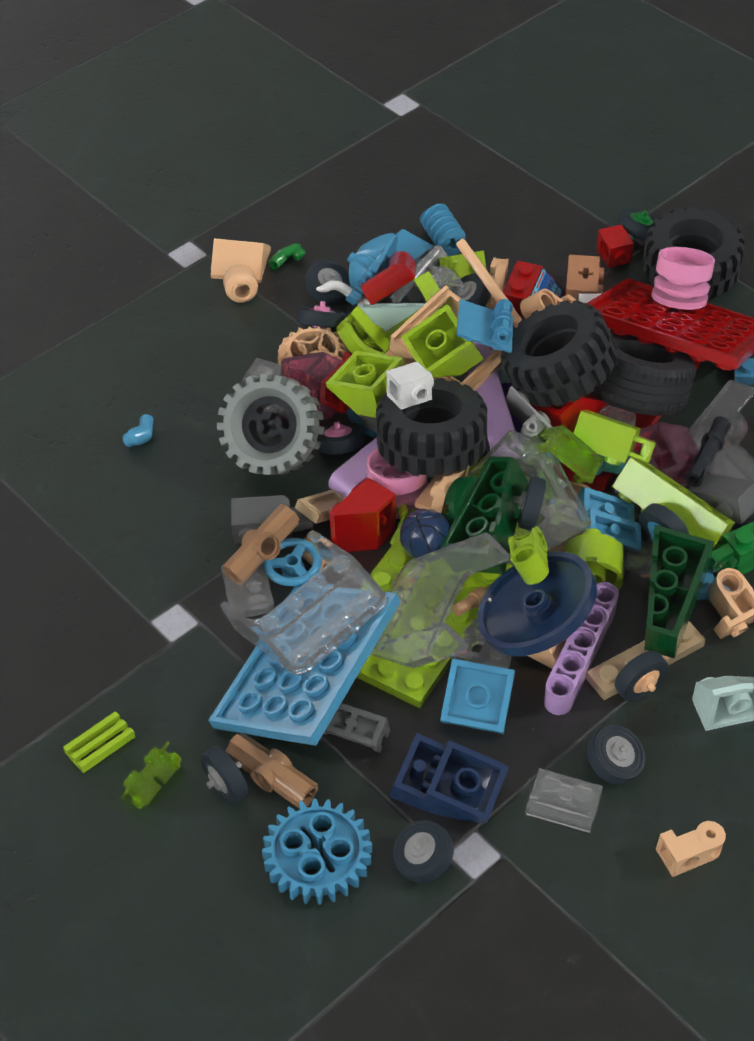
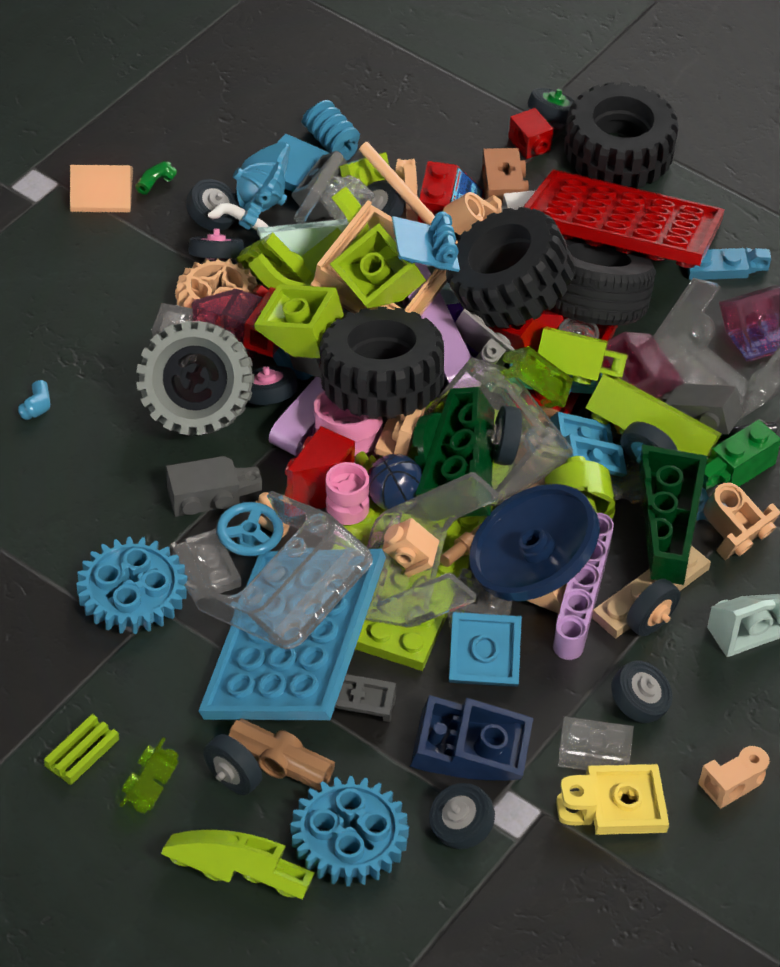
camera: 15 degrees left, 0 degrees up
(178, 600) = (132, 585): none -> dark azure gear
(201, 857) = (226, 852): none -> lime slope
(240, 283) = (110, 215): light nougat head -> none
(260, 544) = (214, 513): medium nougat piece -> none
(319, 505) = (268, 463): tan tile -> none
(381, 539) = (347, 493): none -> bright pink wheel
(399, 273) = (299, 191): red brick -> none
(409, 385) = (354, 318): white brick -> none
(425, 593) = (411, 546): none -> light nougat brick
(530, 556) = (518, 492): lime piece -> none
(556, 853) = (601, 799): none -> light yellow plate
(683, 278) = (619, 166): bright pink wheel -> none
(711, 443) = (682, 349): black pin -> none

